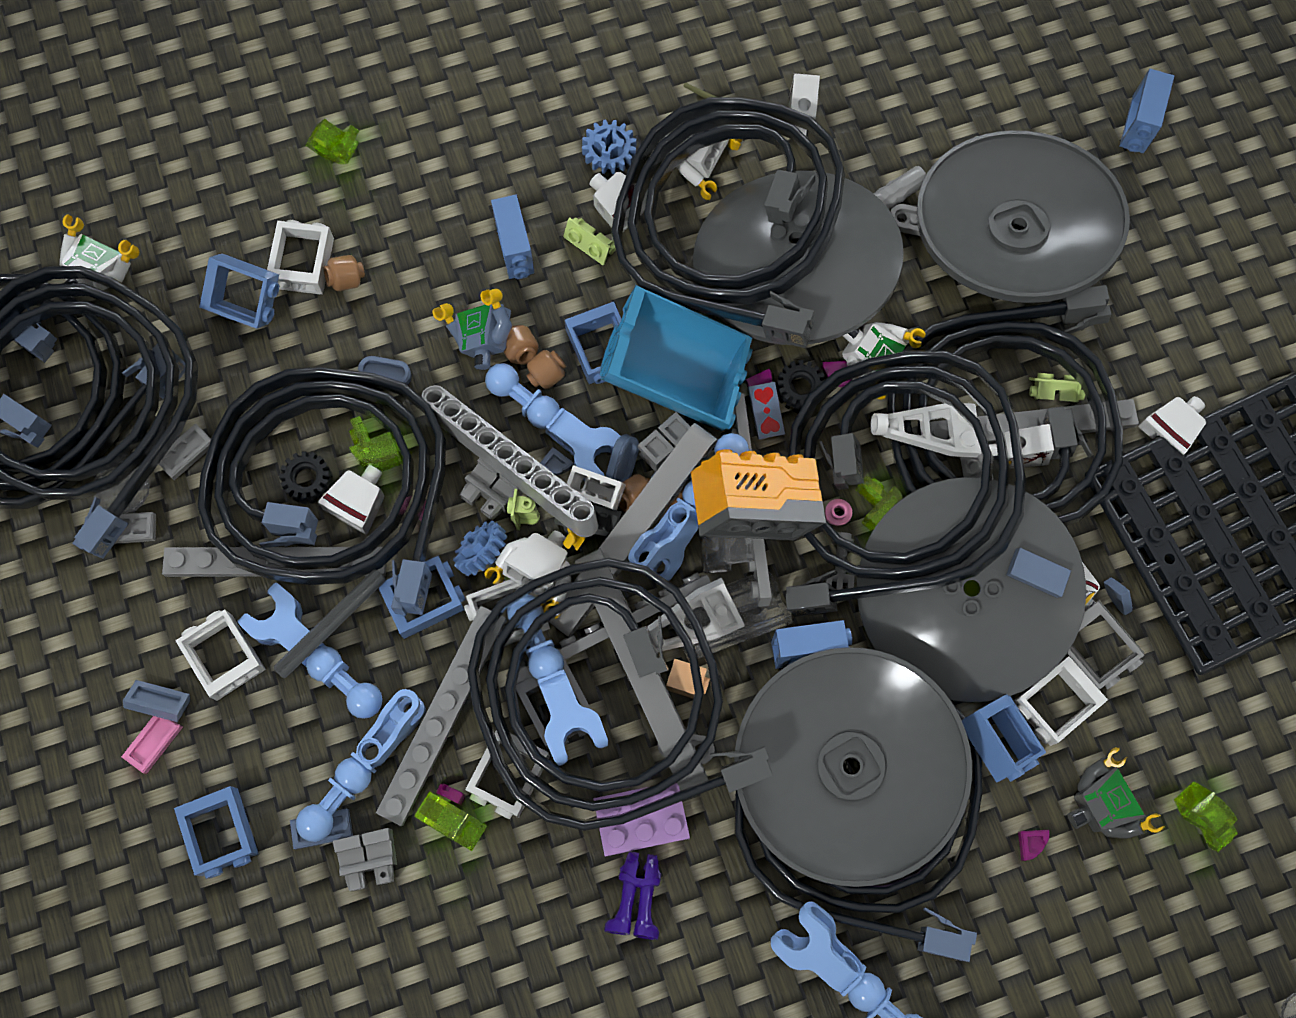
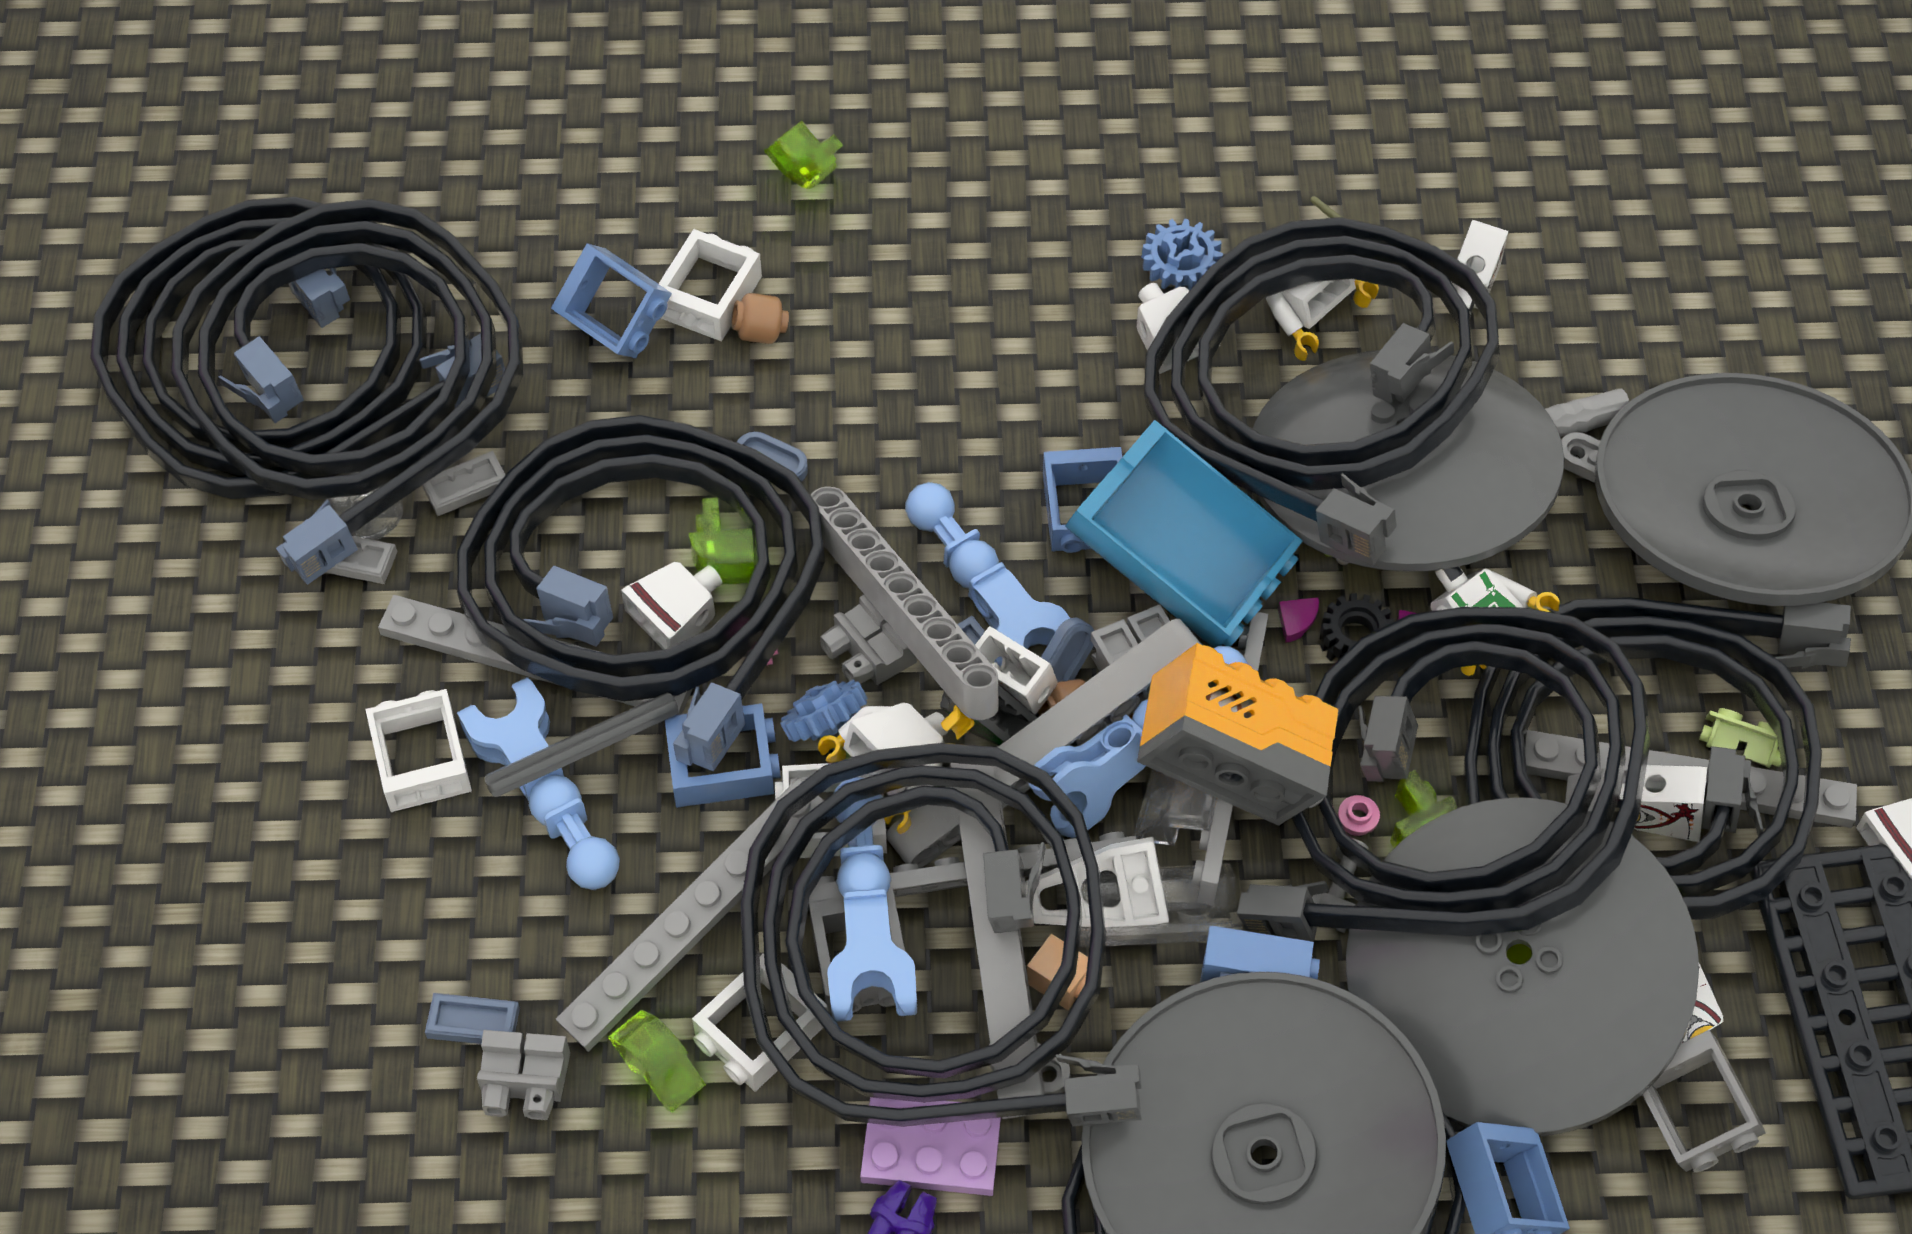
camera: 20 degrees right, 15 degrees down
(94, 255) = (440, 206): torso -> none
(151, 743) = (284, 837): bright pink tile -> none
(156, 701) = (310, 784): sand blue tile -> none
(227, 796) = (328, 937): medium blue window -> none
(294, 466) = (616, 541): black tyre -> none
(355, 773) = (543, 951): light blue piece -> none
(451, 793) = (676, 1024): magenta tile -> none
(479, 330) = (922, 434): torso -> none
(513, 237) = (1007, 330): medium blue window -> none
(521, 345) = (969, 470): medium nougat head -> none
(522, 510) = (900, 677): yellowish green hinge -> none
(546, 369) = (996, 511): medium nougat head -> none
(583, 237) = (1110, 365): yellowish green hinge -> none
(766, 410) = (1296, 648): sand blue tile -> none
(961, 440) = (1562, 766): white plate -> none
(1038, 572) = (1624, 954): sand blue tile -> none
(1079, 684) = (1650, 1147): white window -> none
(1119, 595) = (1754, 1049): sand blue tile -> none

